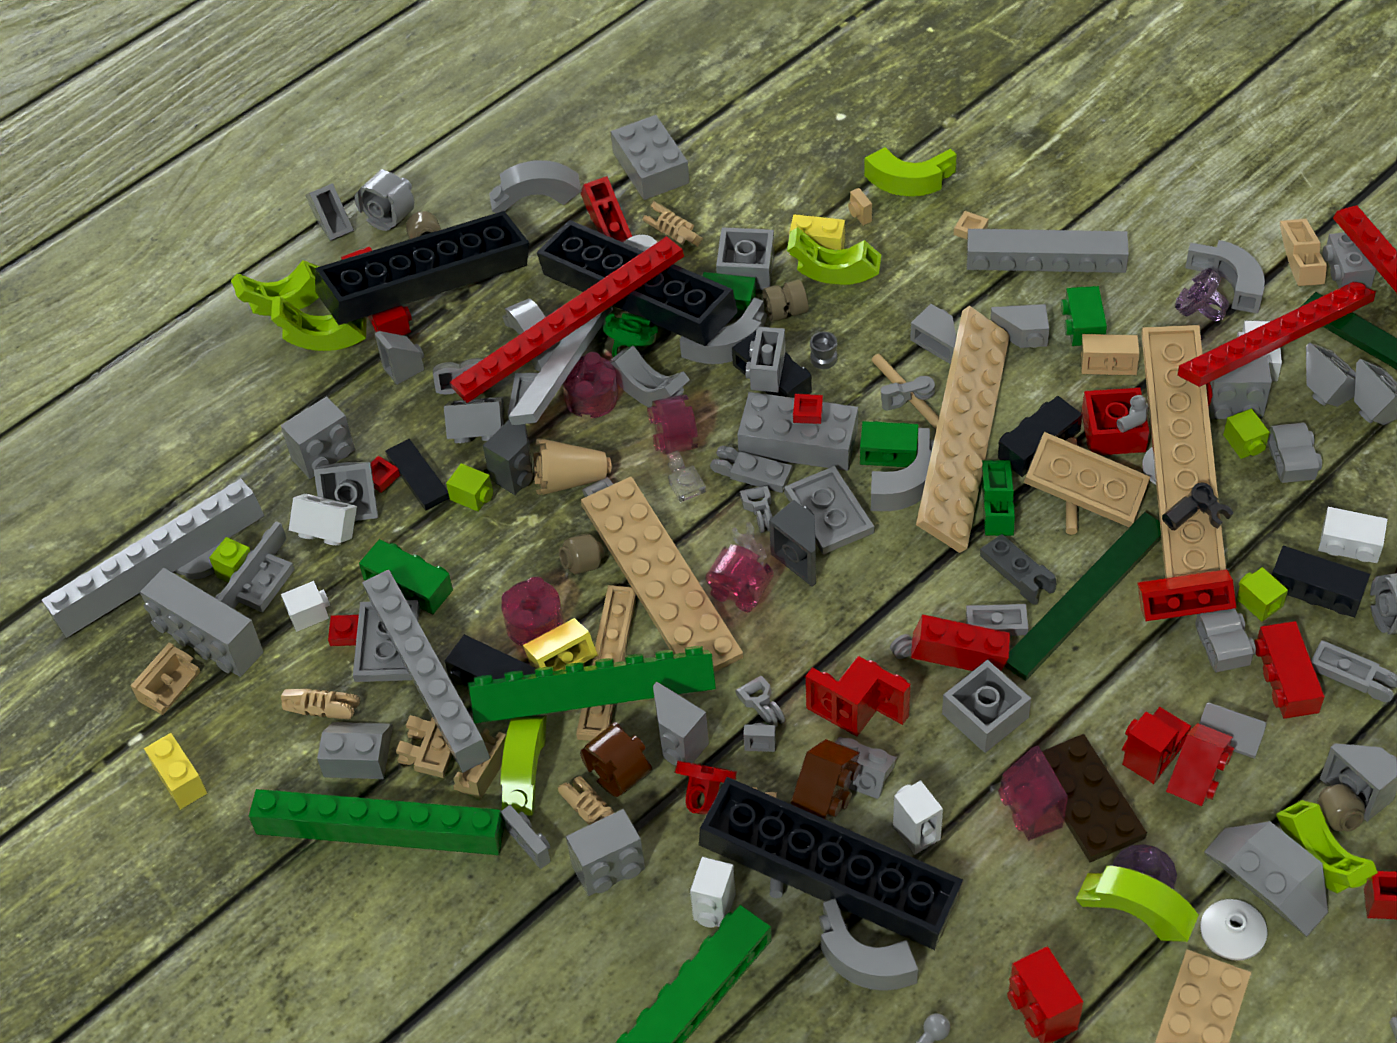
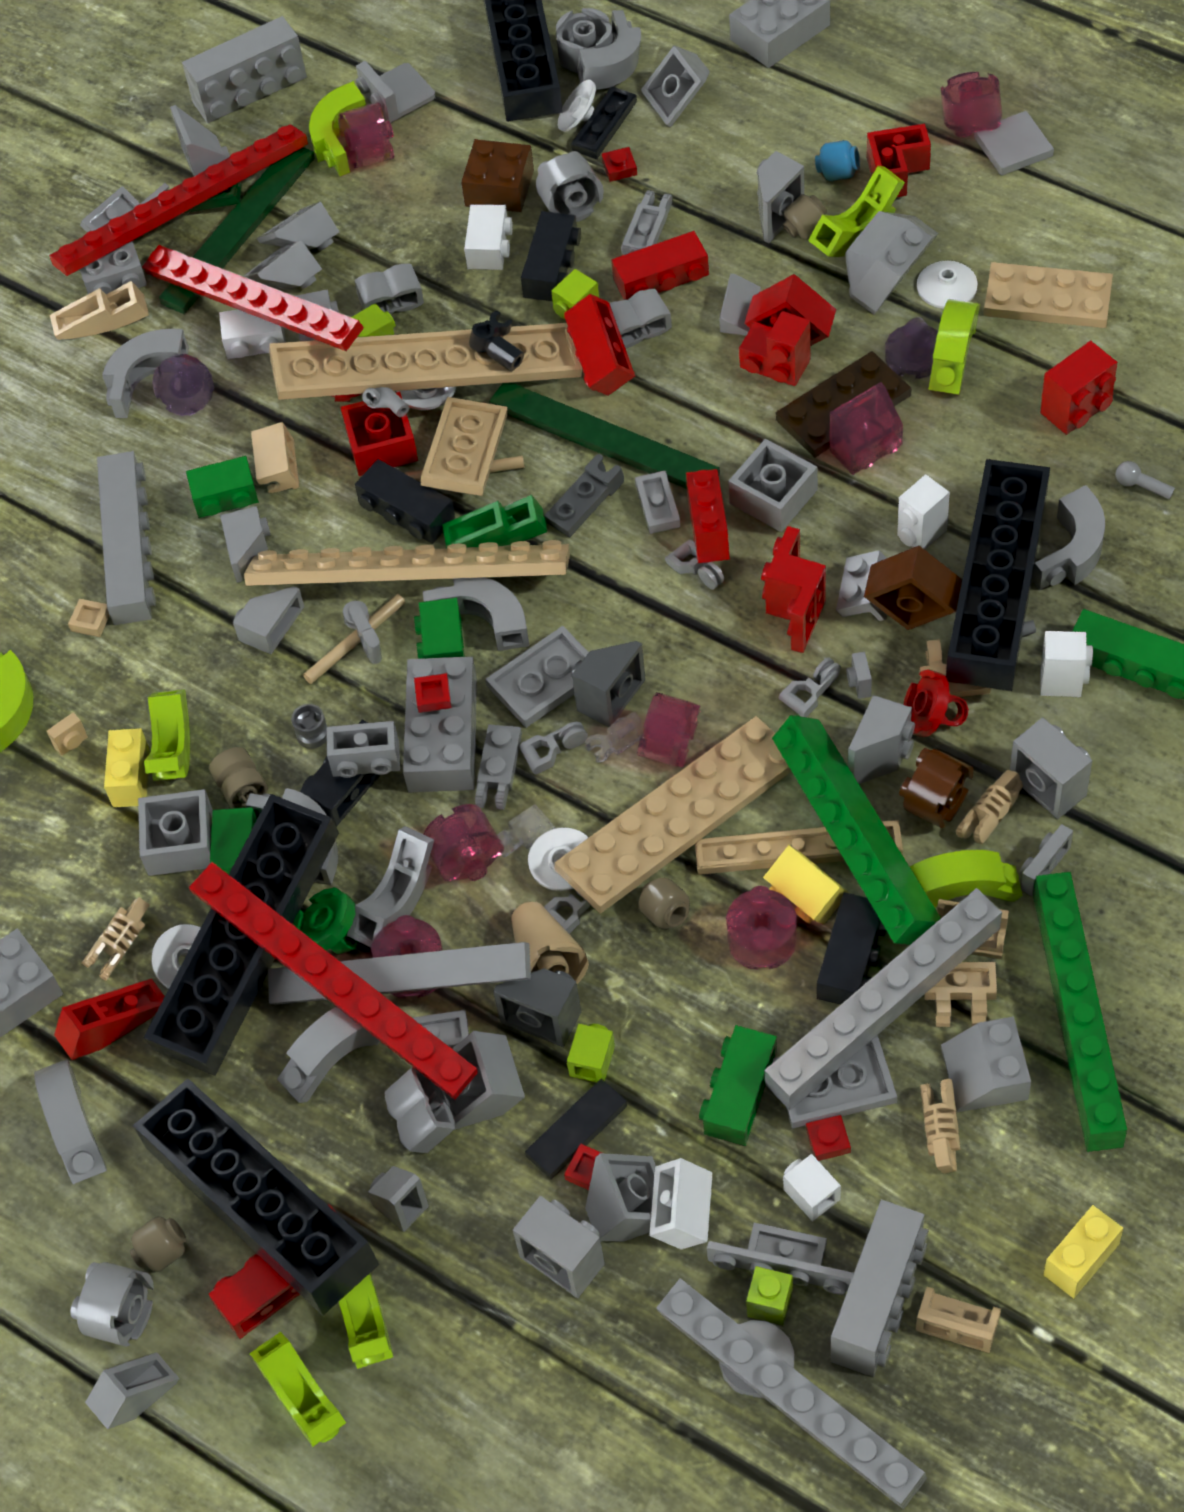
camera: 100 degrees left, 5 degrees up
(655, 488) = (549, 849): none -> white dish

